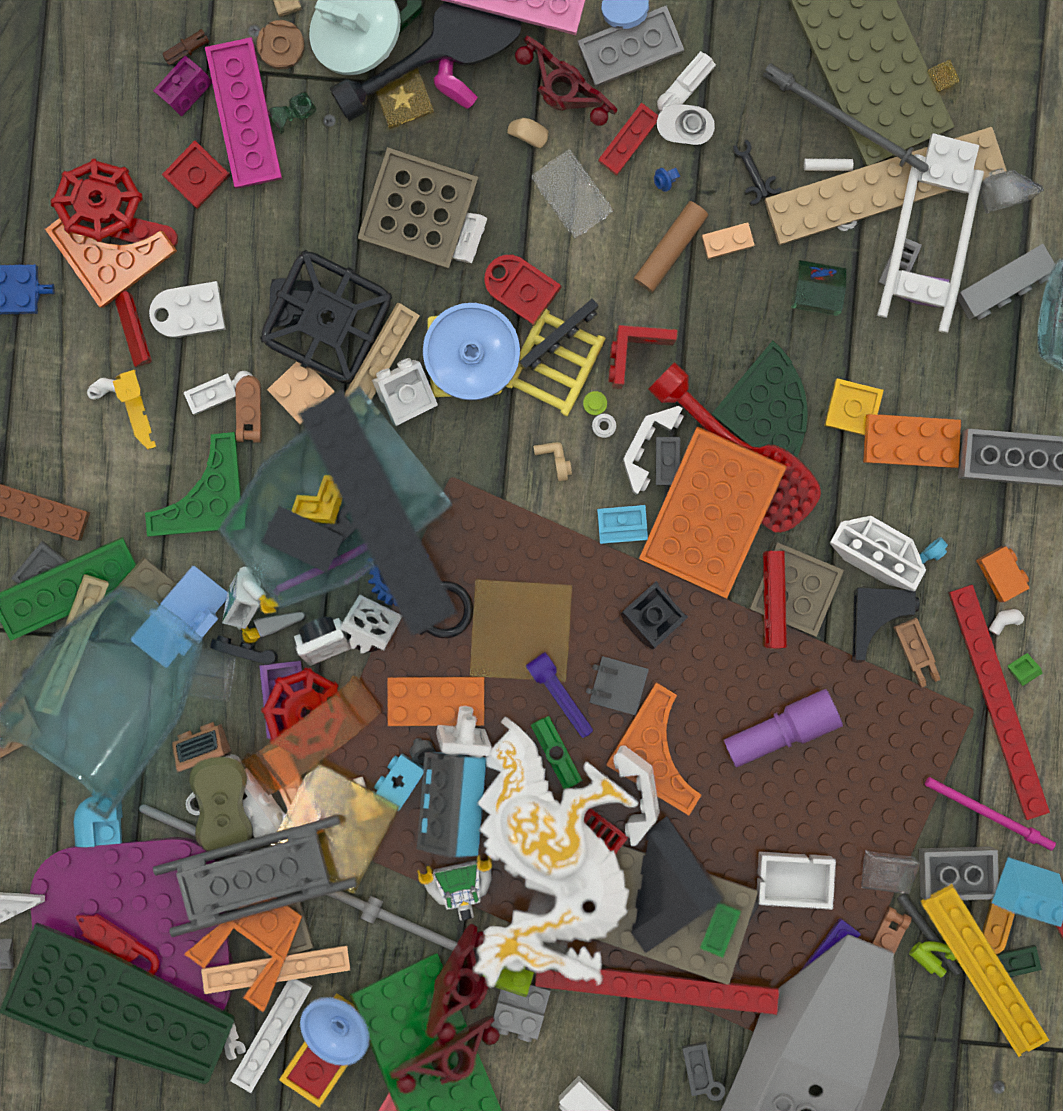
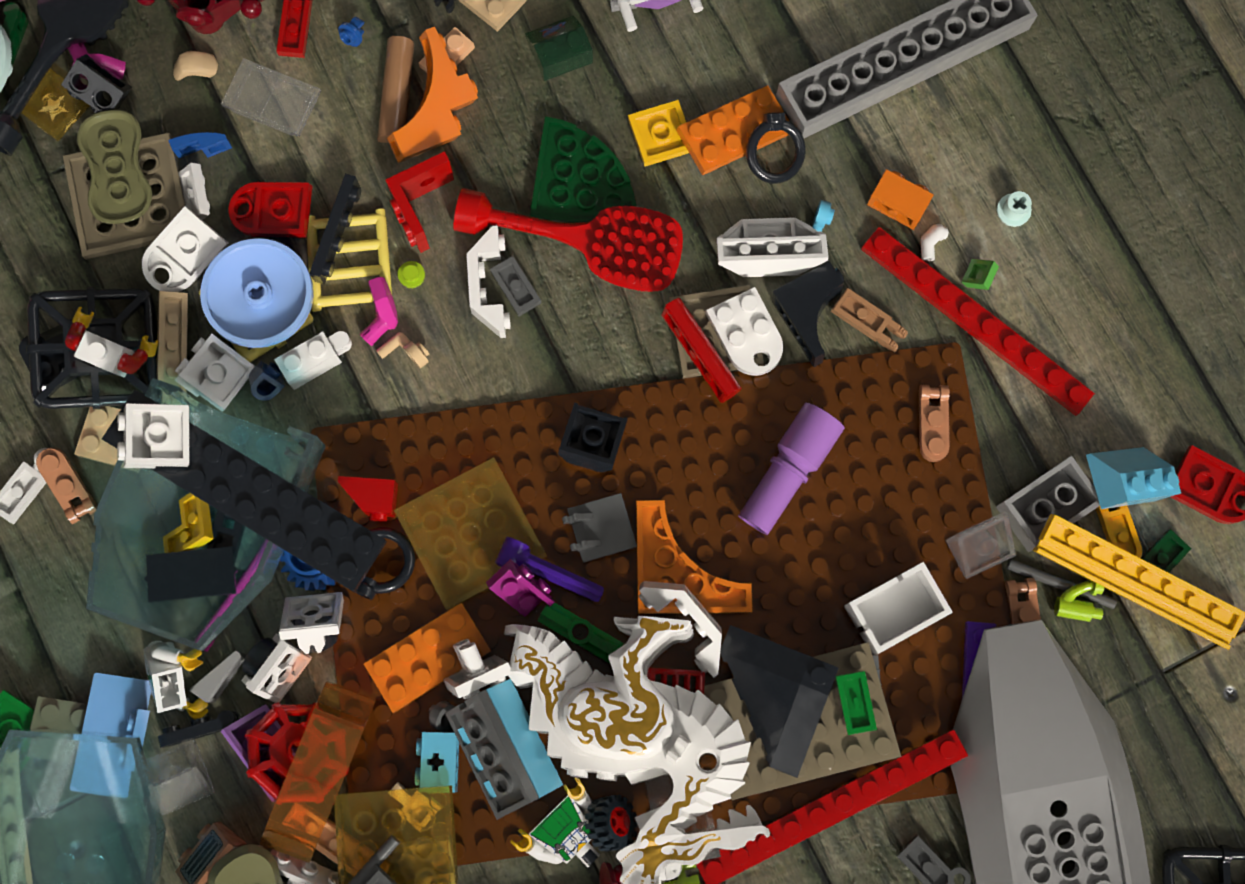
camera: 35 degrees left, 10 degrees down
(209, 499) = (67, 617): green plate -> none
(332, 331) = (104, 352): none -> torso
(337, 438) = (154, 435): none -> white plate
(415, 201) = (117, 184): none -> olive plate
(435, 281) = (183, 250): none -> white plate
(438, 421) = (266, 381): none -> dark blue plate
(450, 106) = (99, 80): none -> black brick
(465, 559) = (373, 496): none -> red slope
(483, 425) = (313, 358): none -> white brick
(495, 901) = (611, 823): none -> black wheel
(503, 204) = (207, 142): none -> blue slope
(532, 695) = (519, 588): none -> magenta bracket
(558, 421) = (384, 307): none -> dark pink arm
(604, 418) = (433, 282): white plate -> none
(622, 524) = (508, 371): medium azure plate -> none
(704, 276) = (443, 94): none -> orange arch
(712, 512) = (587, 303): orange plate -> none
(819, 604) = (745, 331): none -> white plate
(914, 760) = (934, 422): none -> nougat plate
(944, 456) = (775, 122): none -> black piece
(1029, 834) = (1090, 426): dark pink bar -> none

